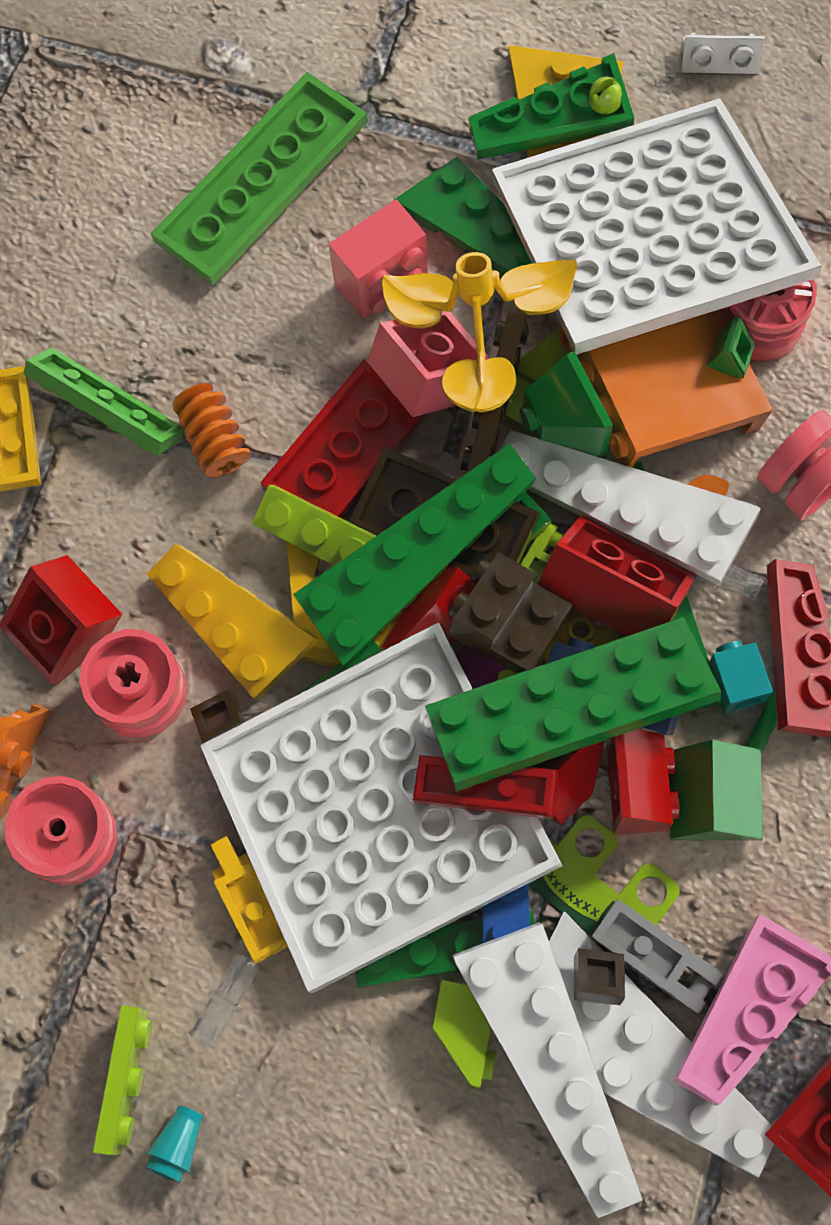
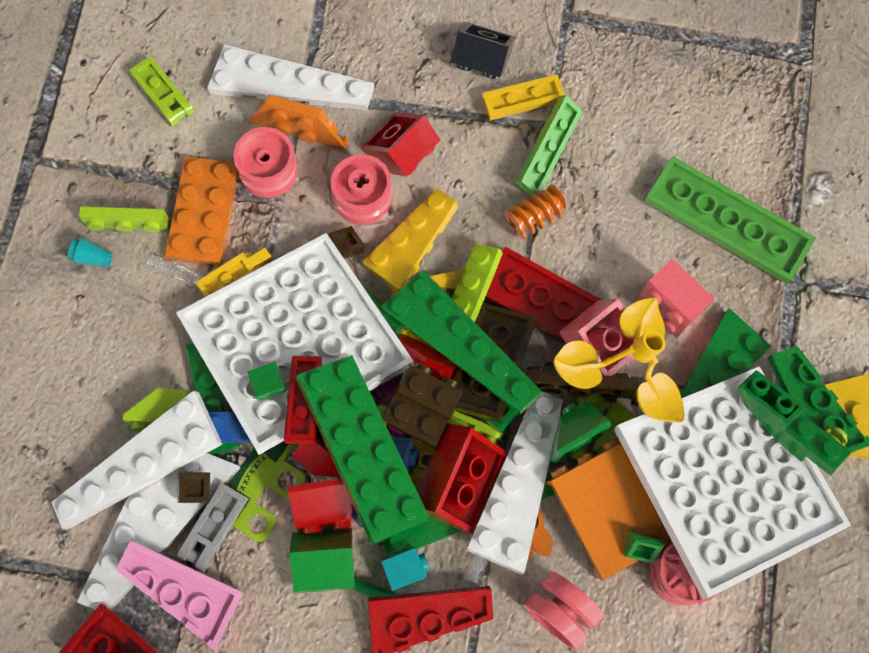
camera: 75 degrees right, 0 degrees up
(124, 949) = (202, 211): none -> orange plate
(449, 842) = (266, 381): none -> green tile
(581, 144) = (785, 422): none -> green slope

